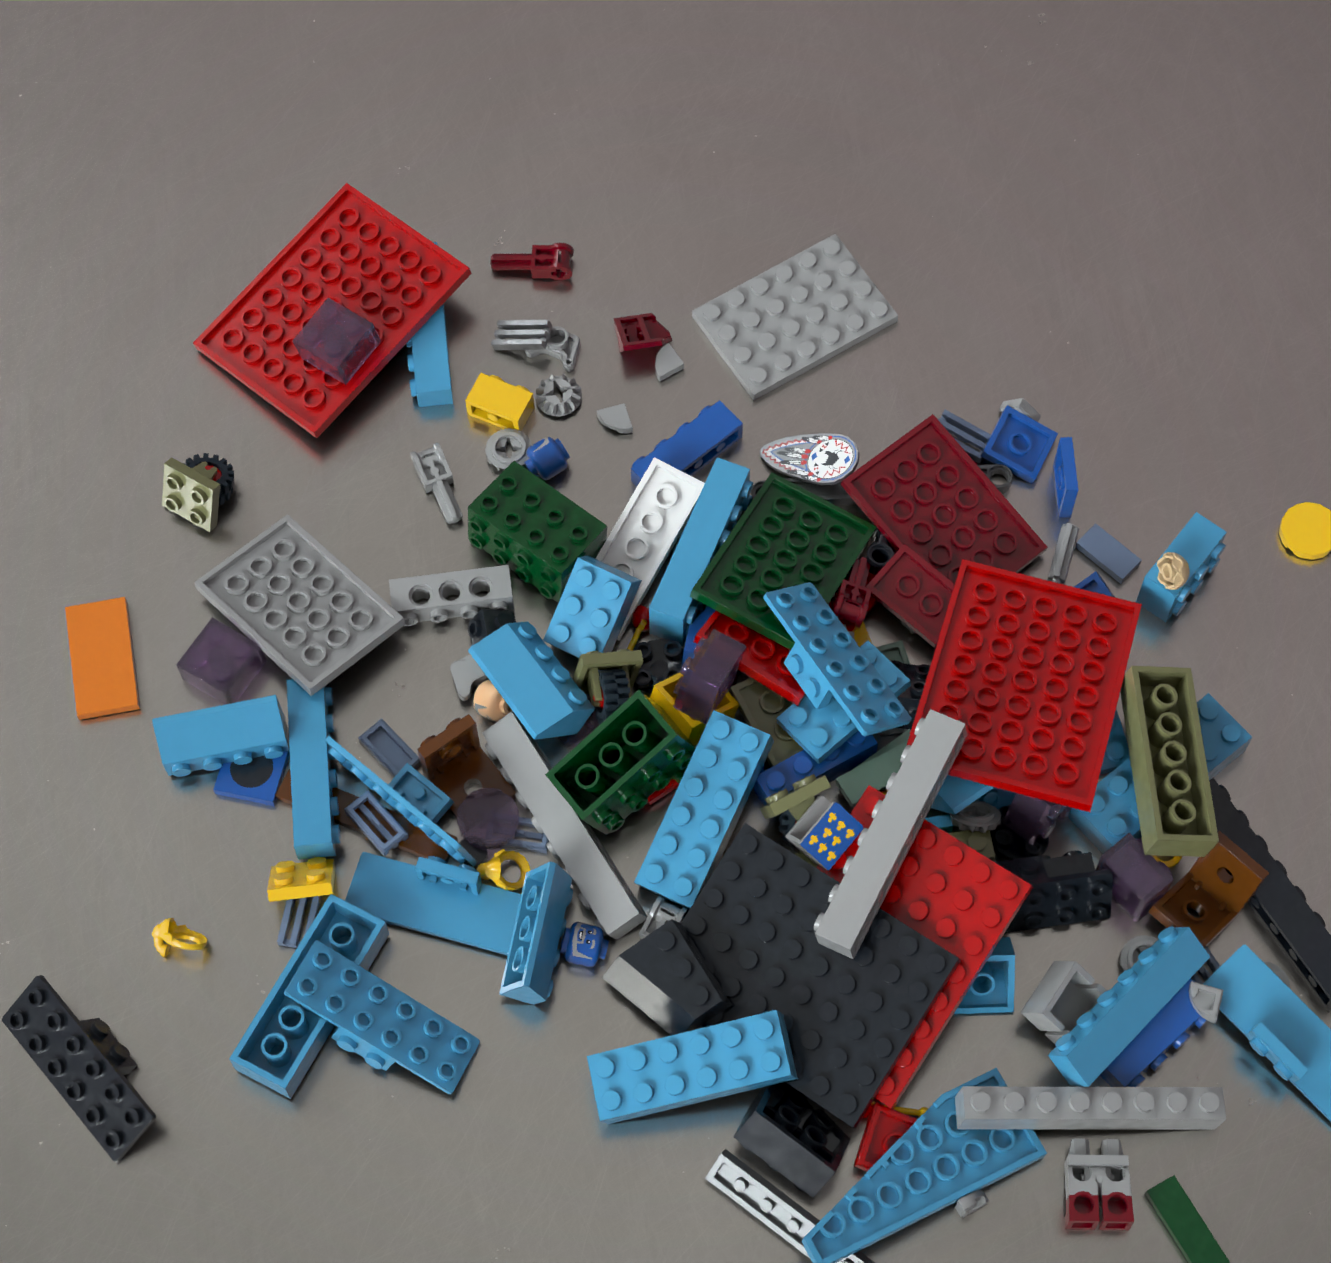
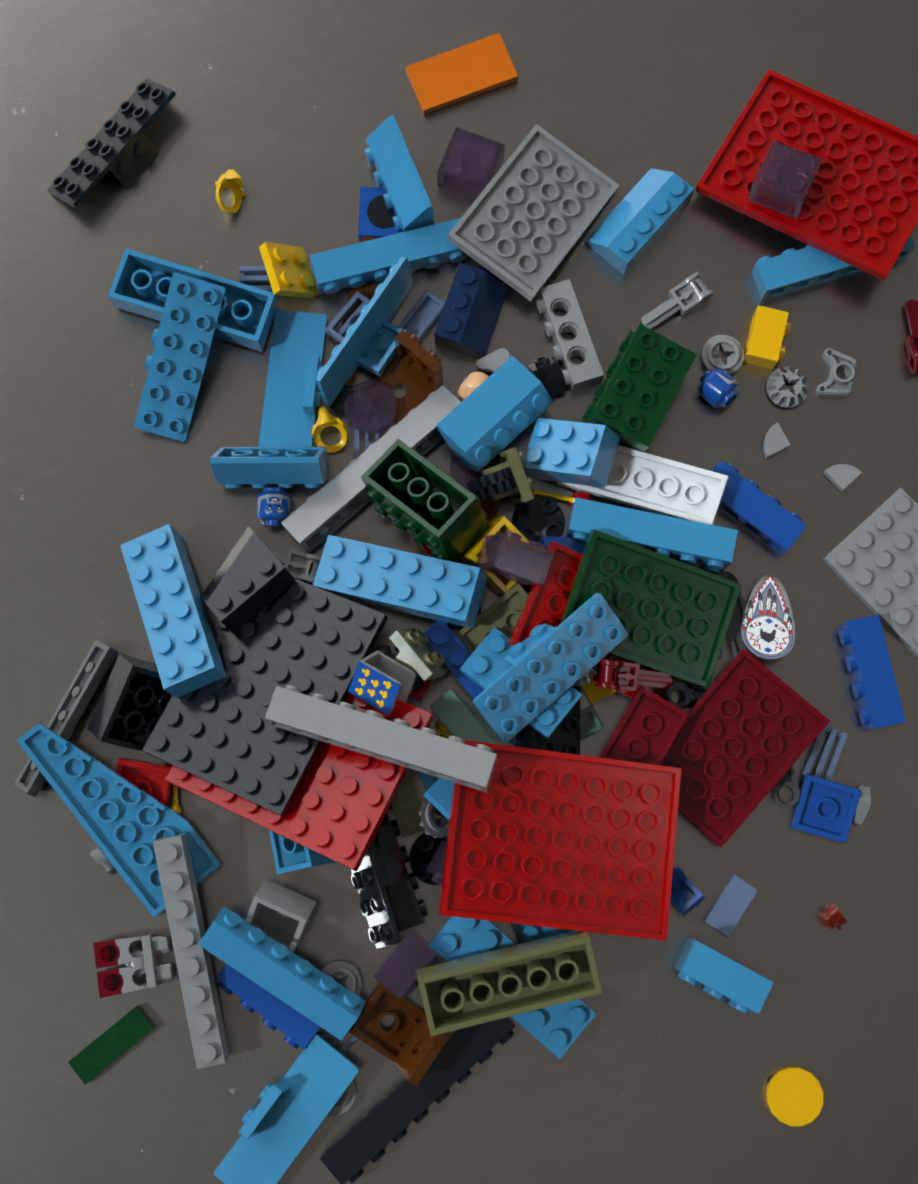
camera: 80 degrees right, 15 degrees up
(197, 488) = (628, 107): olive plate -> none
(331, 501) = (640, 218): none -> dark azure slope
(397, 695) = (470, 312): none -> dark blue slope
(523, 330) = (850, 349): flat silver tile -> none
(640, 332) = (866, 446): dark red slope -> none
(885, 374) = (872, 673): none -> blue brick
(1063, 553) = (716, 863): light grey axle -> none
(1065, 477) = (794, 854): blue tile -> none
(1132, 458) = (833, 917): none -> clear red plate
(1173, 570) = (701, 966): tan plate -> none
(1205, 1000) = (301, 1041): light grey tile -> none

